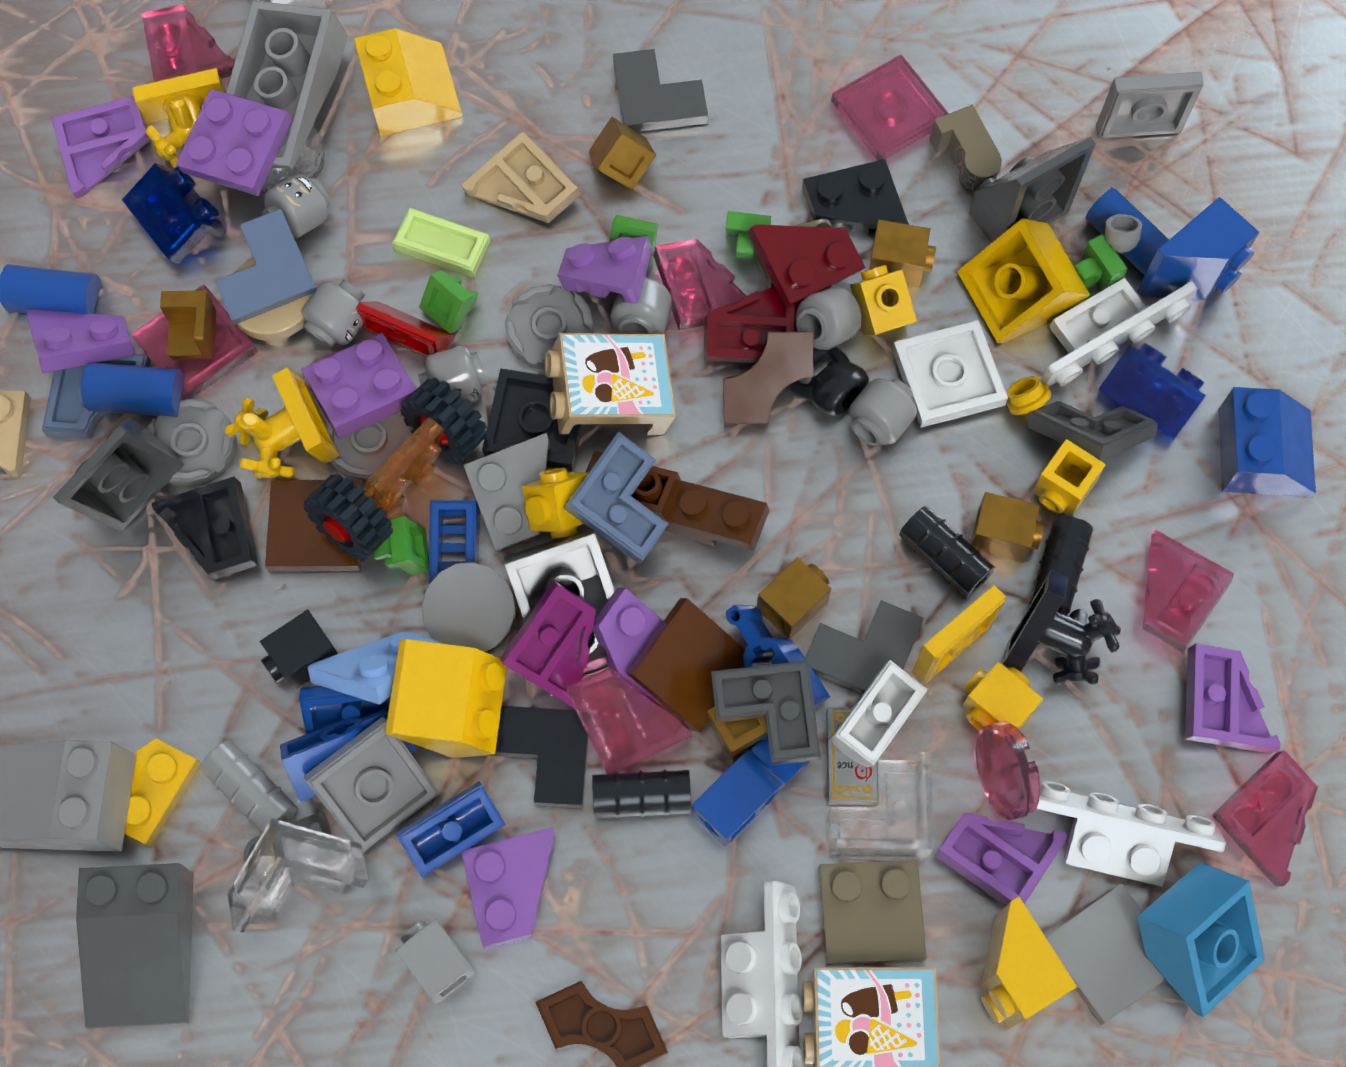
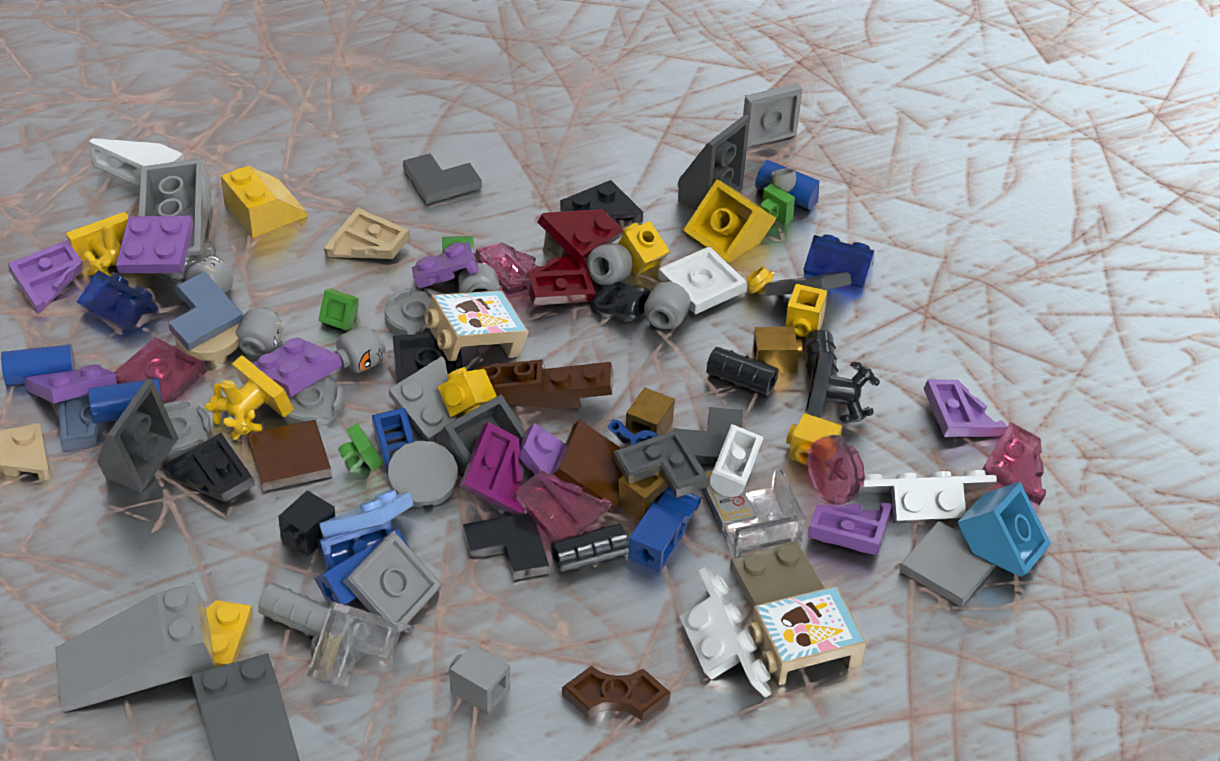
camera: 20 degrees left, 25 degrees down
(180, 45) = (85, 207): clear pink wing -> none
(190, 324) = (155, 353): pearl gold panel -> none
(354, 515) = (326, 422): black plate -> none
(403, 328) = (315, 331): red slope -> none
(441, 242) = (314, 281): yellowish green tile -> none
(446, 698) = (431, 517): yellow slope -> none
(450, 829) = (457, 599): blue brick -> none
(507, 885) = (512, 627): medium lavender wing -> none
(606, 500) = (501, 376): sand blue tile -> none
(622, 153) = (431, 208): pearl gold panel -> none
(738, 225) = (531, 232): bright green tile -> none
(782, 362) = (589, 290): reddish brown tile -> none
(889, 107) = (602, 155): clear pink tile -> none
(904, 249) = (642, 213): pearl gold brick -> none
(958, 635) = (772, 401): yellow tile -> none
(968, 145) = (661, 162): dark tan leg -> none
(1020, 968) = (895, 571): yellow slope -> none
(1106, 321) = (795, 231): white bracket -> none
(1180, 590) = (904, 359): clear pink wing -> none
(1205, 252) = (838, 182): blue slope -> none
(1266, 443) = (921, 273): blue slope -> none

